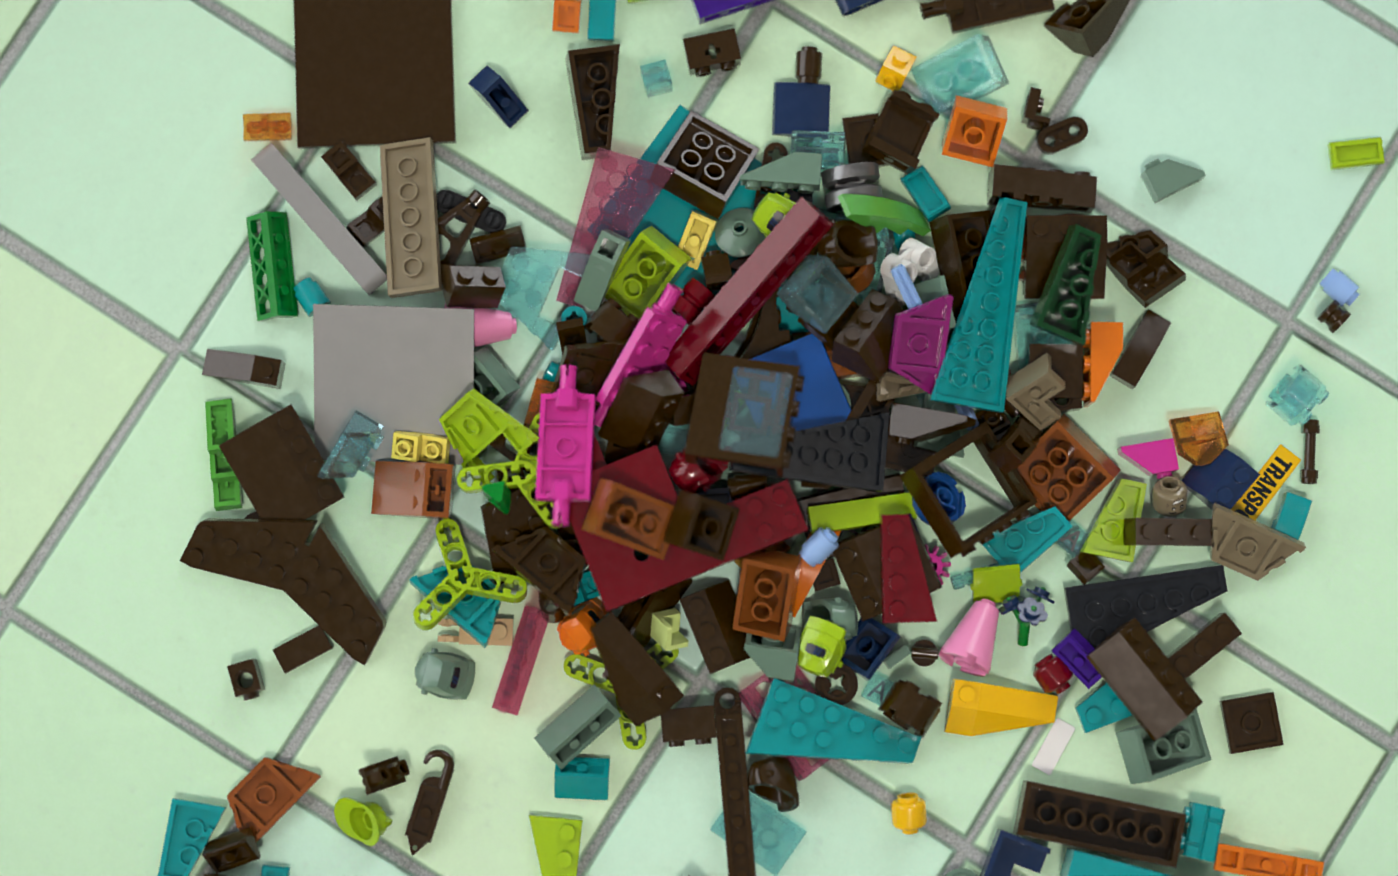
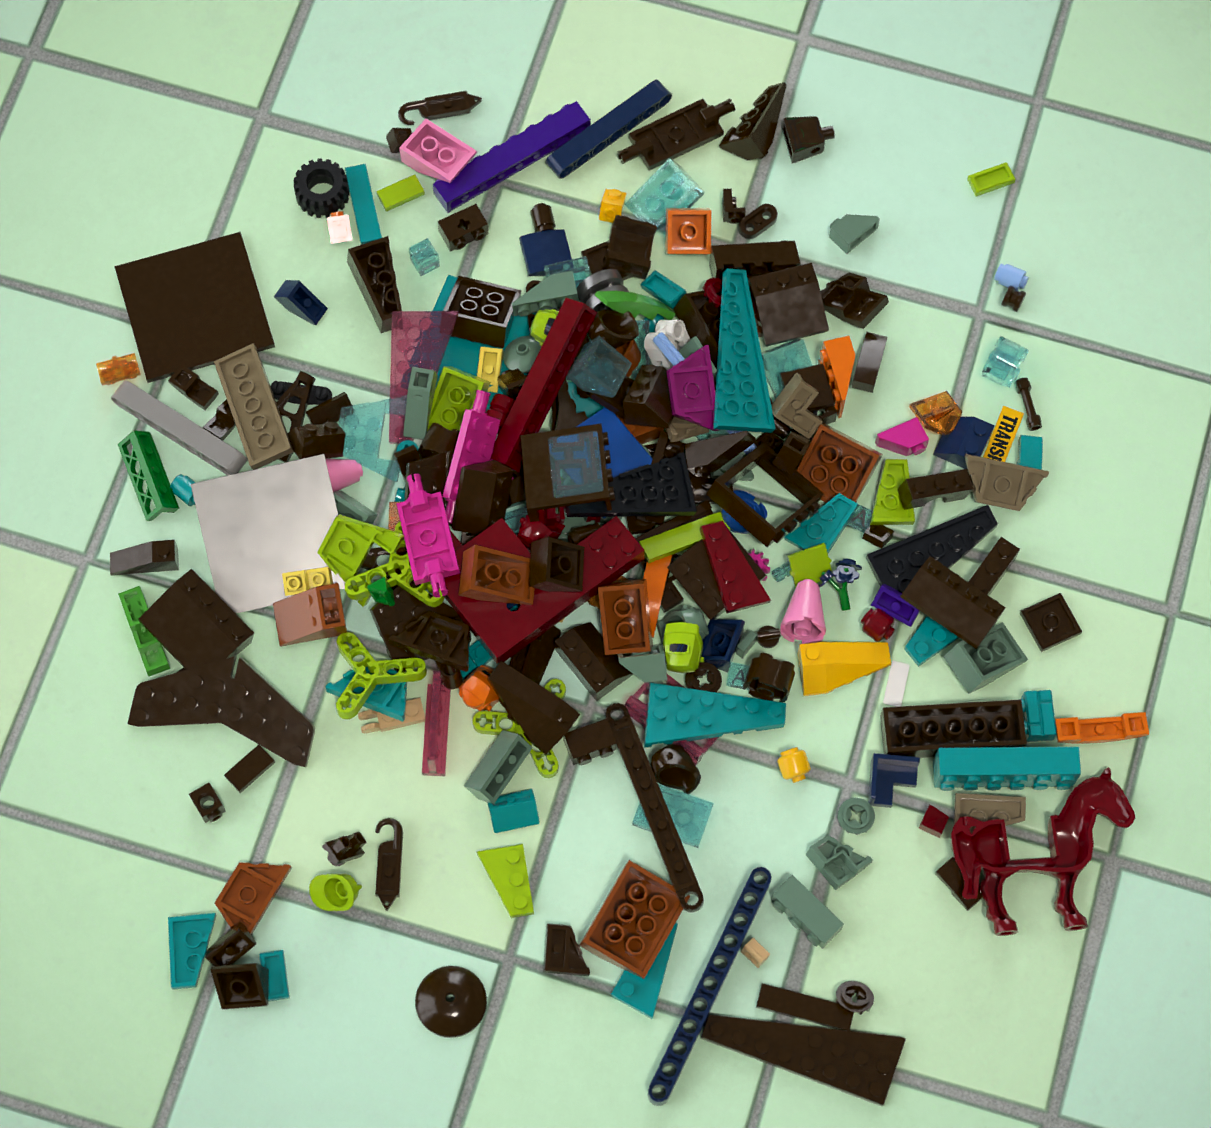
camera: 15 degrees left, 15 degrees down
(353, 447) = (251, 591): clear light blue slope -> none
(445, 675) = (375, 757): sand green helmet -> none
(666, 629) = (550, 670): yellowish green panel -> none
(819, 546) = (657, 566): light blue brick -> none
(979, 212) = (710, 288): none -> dark red gear
(1068, 291) = (798, 323): dark green wedge -> none
(1150, 41) = (805, 137): none -> dark brown torso
(1169, 496) = (928, 461): dark tan head -> none

